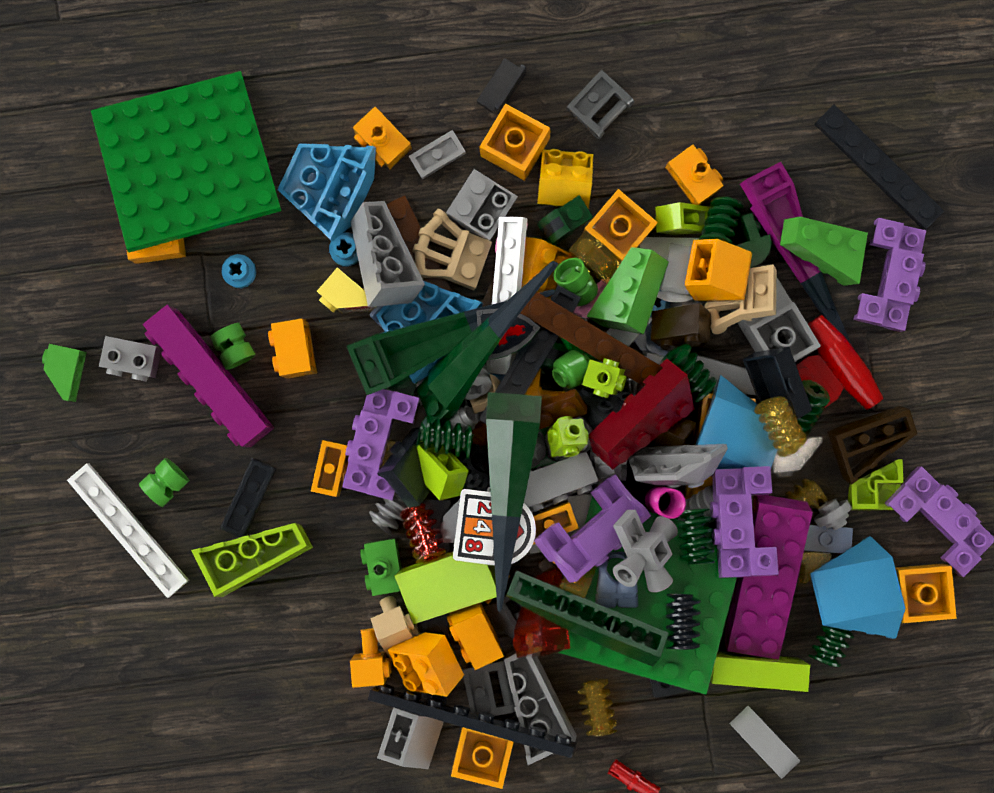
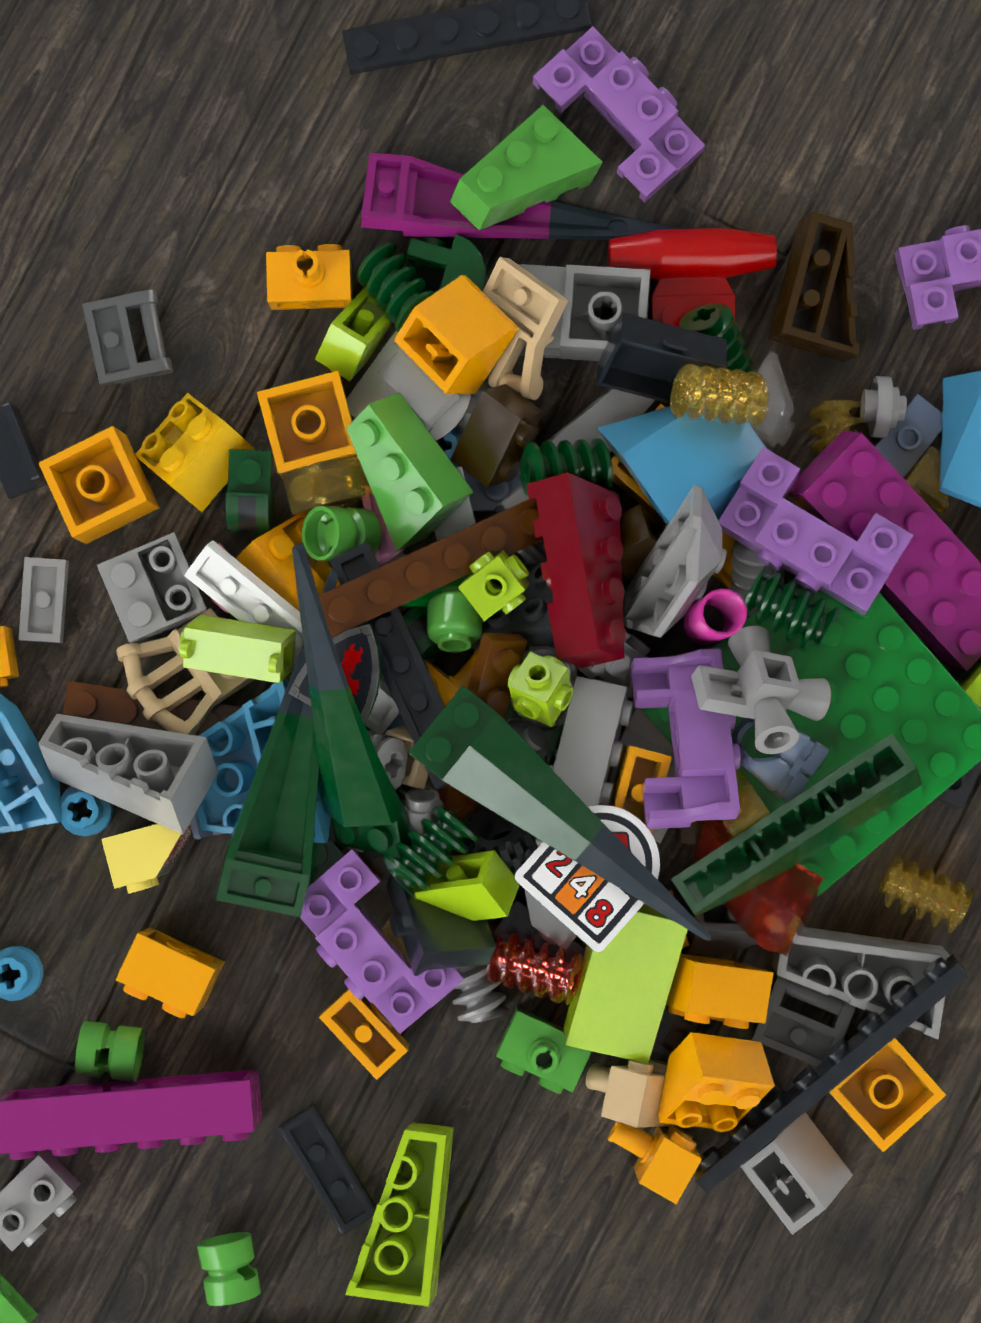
camera: 55 degrees left, 0 degrees up
(481, 269) = (238, 648): none -> brick
(683, 621) = (890, 703): black piece -> none
(876, 488) = (886, 326): lime slope -> none

